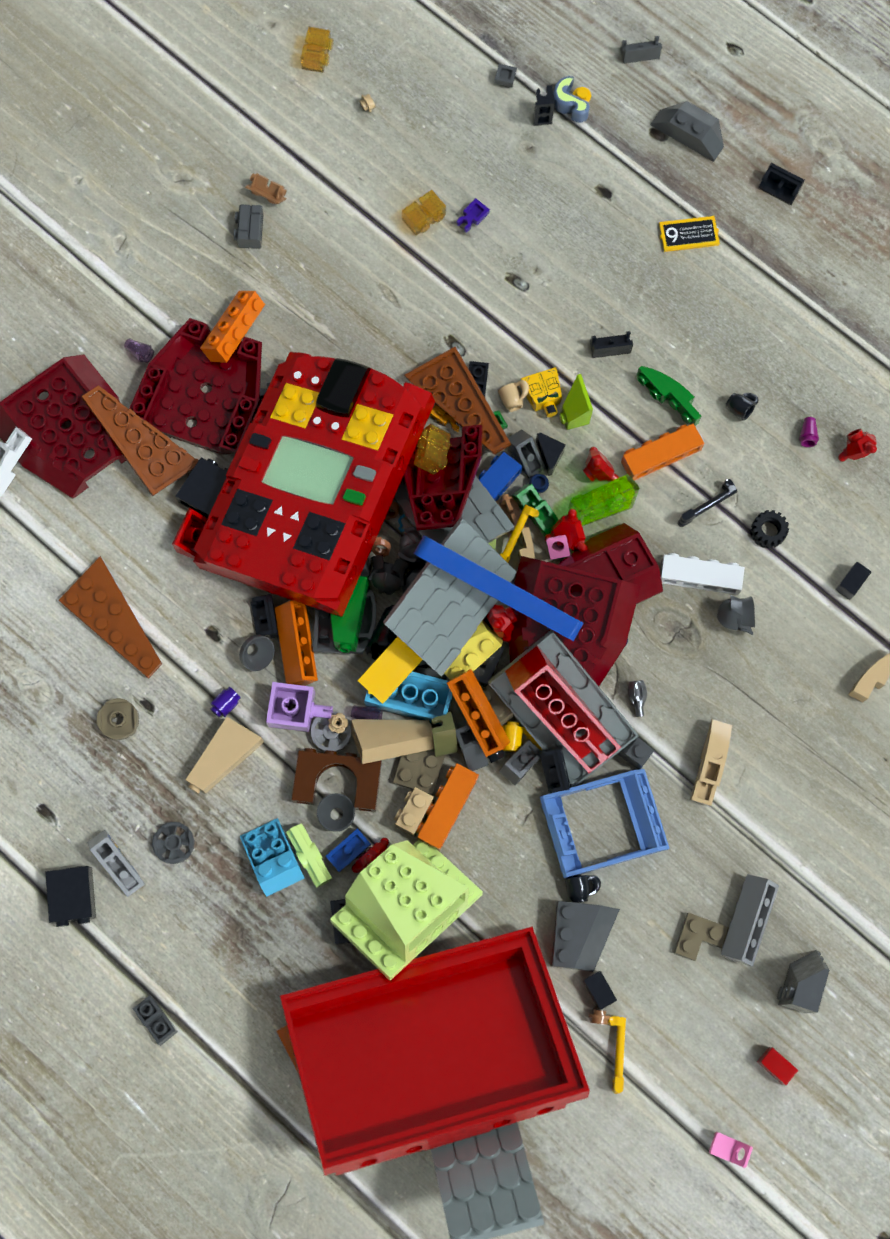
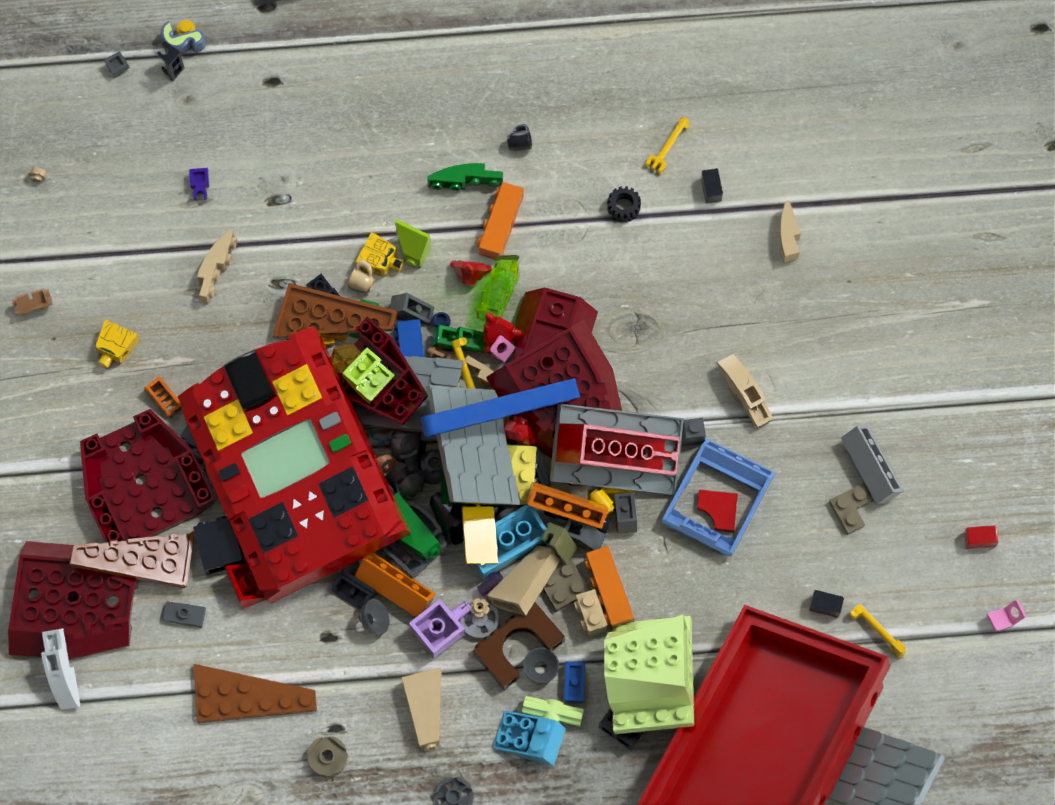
camera: 45 degrees left, 5 degrees down
(132, 514) = (184, 614): none -> dark grey plate
(140, 350) = (64, 499): clear purple cone -> none
(225, 702) = (388, 671): dark purple brick -> none
(232, 326) = (116, 417): orange brick -> none
(249, 226) = (48, 339): dark grey brick -> none
(285, 329) = (164, 387): none -> orange slope
(290, 273) = (115, 343): none -> yellow torso
(370, 855) = (594, 671): red rock -> none
(420, 217) = (163, 217): clear yellow piece -> none
(426, 281) = (215, 260): none -> tan slope
(431, 467) = (367, 375): none -> lime slope
(550, 451) = (427, 292): black slope -> none
(555, 769) = (652, 494): black hinge -> none
(578, 887) = (746, 554): black piece -> none
(580, 934) = (777, 581): dark grey wedge -> none
(598, 832) = (720, 507): none -> red tile
(599, 1017) = (843, 620): medium nougat plate -> none
(611, 345) = (390, 182): black hinge -> none
(637, 694) = (653, 395): flat silver piece -> none
(689, 233) = (361, 56): piece -> none
(701, 574) = (612, 276): white brick -> none
(729, 490) = (570, 203): black hinge -> none
(737, 614) = (663, 278): dark grey helmet -> none
(804, 984) = (946, 469): dark grey wedge -> none
(809, 433) = (583, 116): magenta cone -> none
(858, 445) = (624, 93): red rock -> none
(881, 511) = (658, 161): none -> yellow hinge

